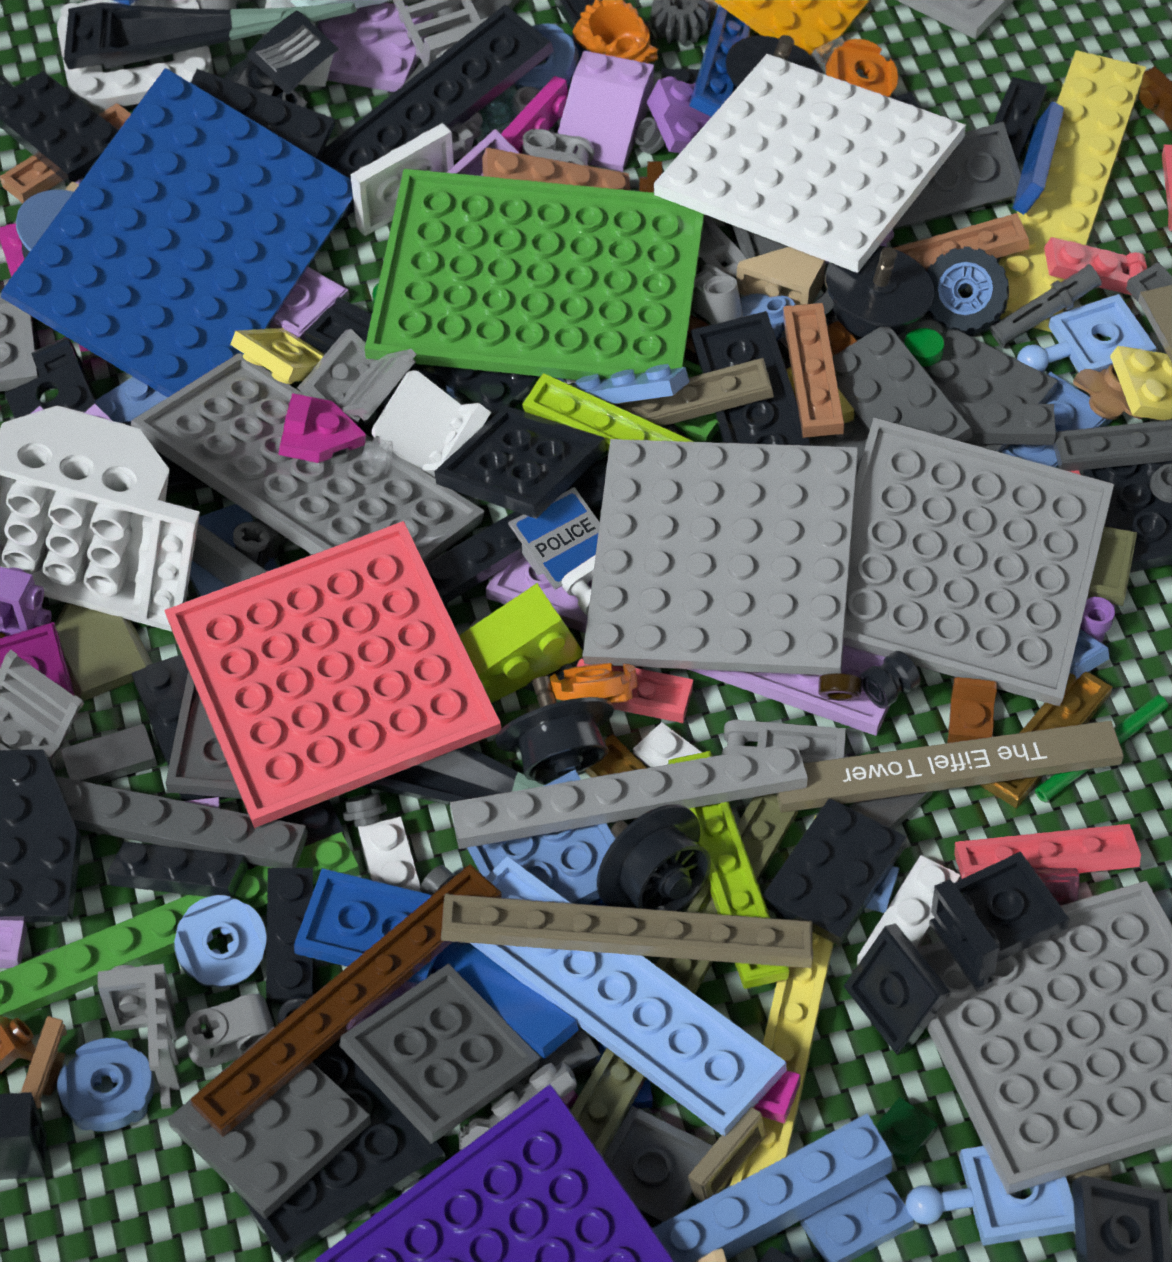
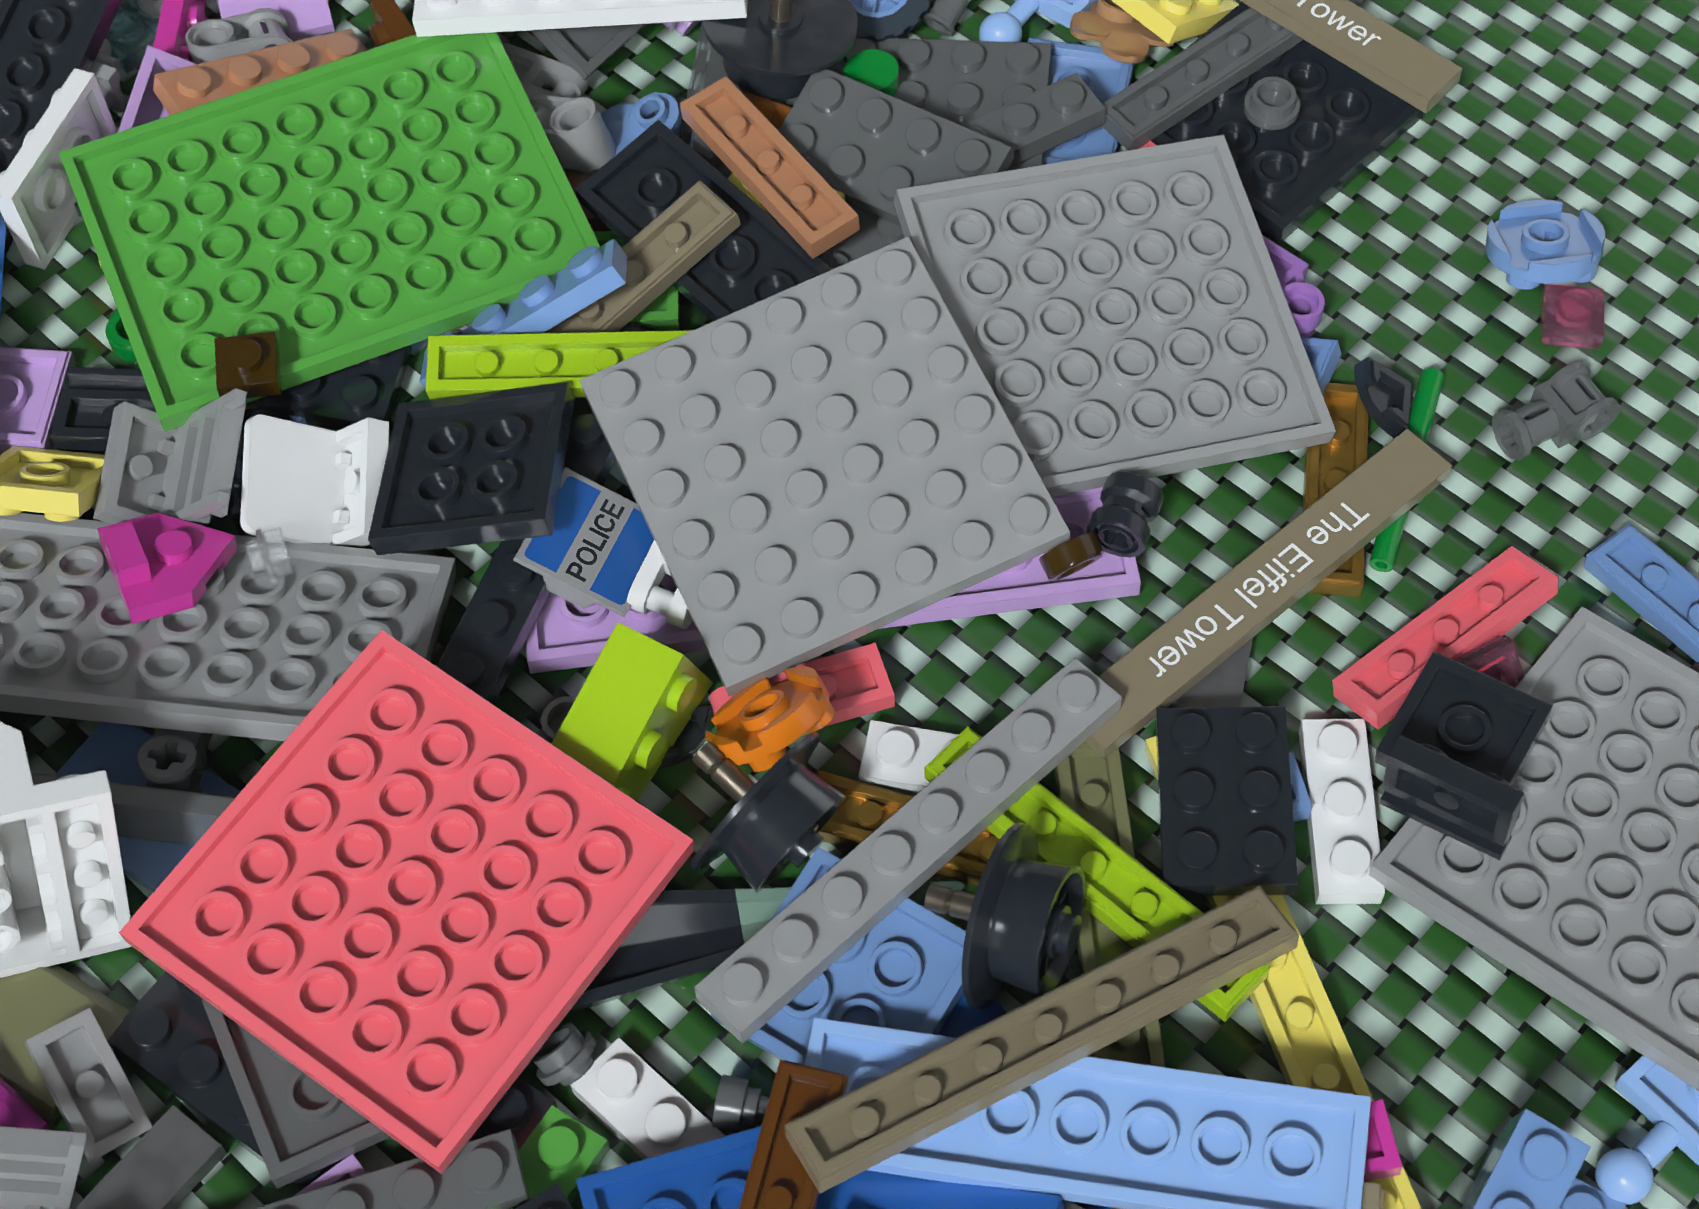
camera: 30 degrees left, 5 degrees up
(105, 688) = (88, 1084): none -> light grey plate
(432, 341) = (248, 364): none -> dark brown plate
(782, 274) = (633, 65): tan slope -> none
(813, 742) = (1030, 664): light grey plate -> none
(896, 989) = (1410, 912): black plate -> none
(905, 1130) = (1528, 1084): dark green plate -> none
(971, 709) = (1232, 505): dark orange bracket -> none
(1113, 565) = (1282, 236): olive tile -> none
(1117, 696) = (1384, 395): none -> black tile

